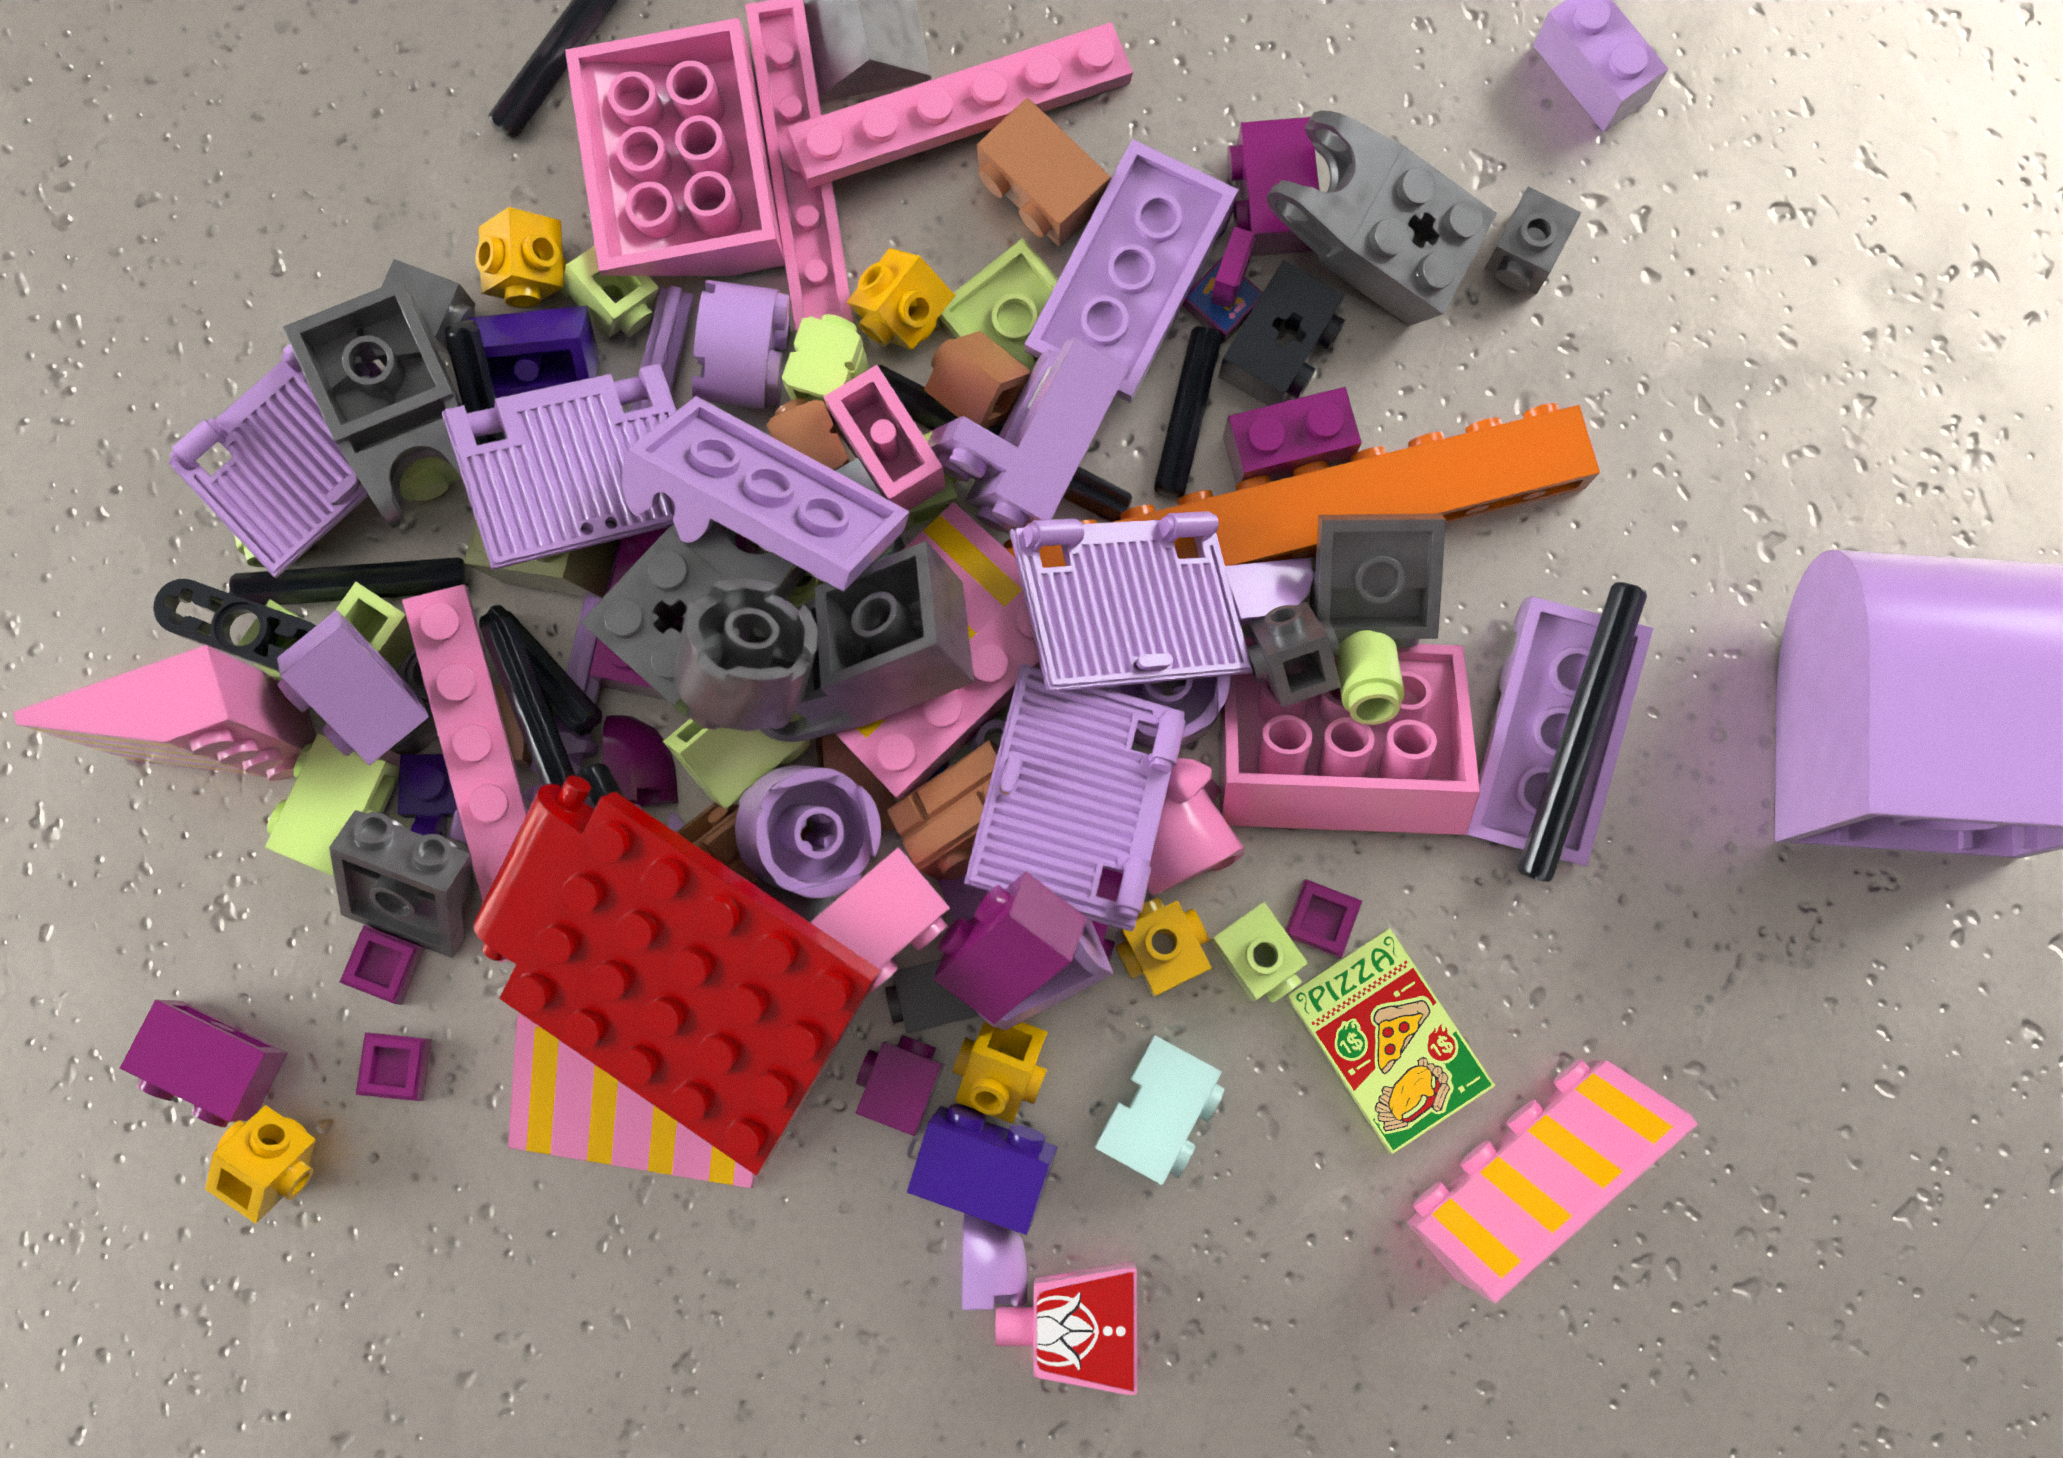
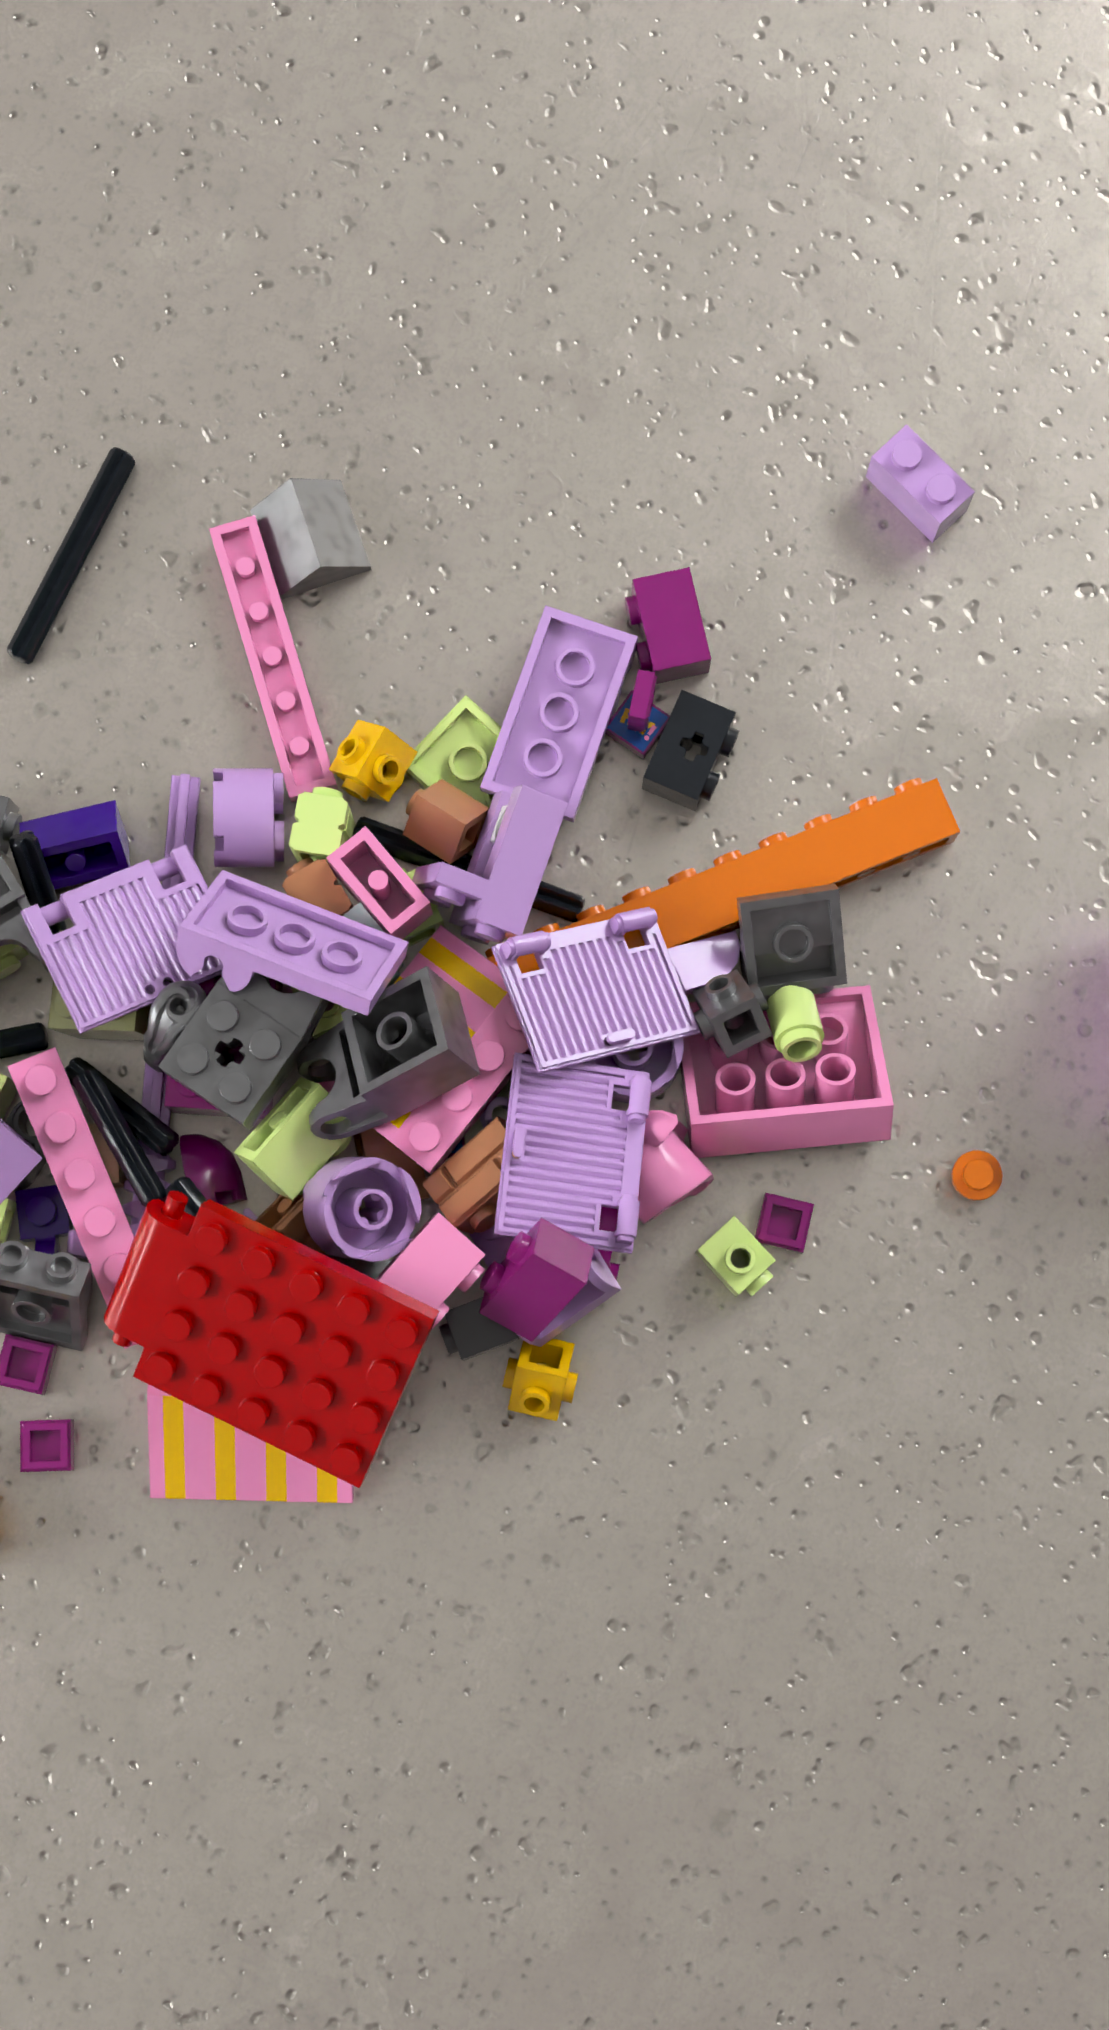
camera: 10 degrees left, 0 degrees up
(520, 257) = (54, 767): yellow brick -> none
(590, 288) = (132, 768): yellowish green brick -> none
(605, 563) = (169, 1017): none -> flat silver piece
(675, 154) = (170, 664): bright pink slope -> none
(744, 656) = (297, 1078): flat silver brick -> none
(899, 1084) = (460, 1401): magenta brick -> none
(957, 105) = (398, 591): bright pink plate -> none
(982, 1167) = (537, 1459): dark purple brick -> none
(992, 1266) = (555, 1532): lavender brick -> none
(1041, 173) = (474, 641): nougat brick -> none
(1079, 1327) = (631, 1575): torso -> none
(1162, 1113) = (680, 1383): light aqua brick -> none
(1164, 970) = (664, 1281): yellow brick -> none
(1187, 412) = (620, 822): black axle -> none
(1292, 434) = (708, 833): magenta brick -> none
(1386, 219) = (761, 646): flat silver brick -> none
(1390, 1041) = (850, 1313): tile -> none
(1530, 719) = (952, 1045): lavender hinge -> none
(1532, 241) = (883, 645): flat silver brick -> none
(1546, 1175) = (982, 1401): bright pink slope -> none
(1568, 895) = (977, 1175): none -> orange plate
(1582, 731) = (970, 1045): black axle -> none

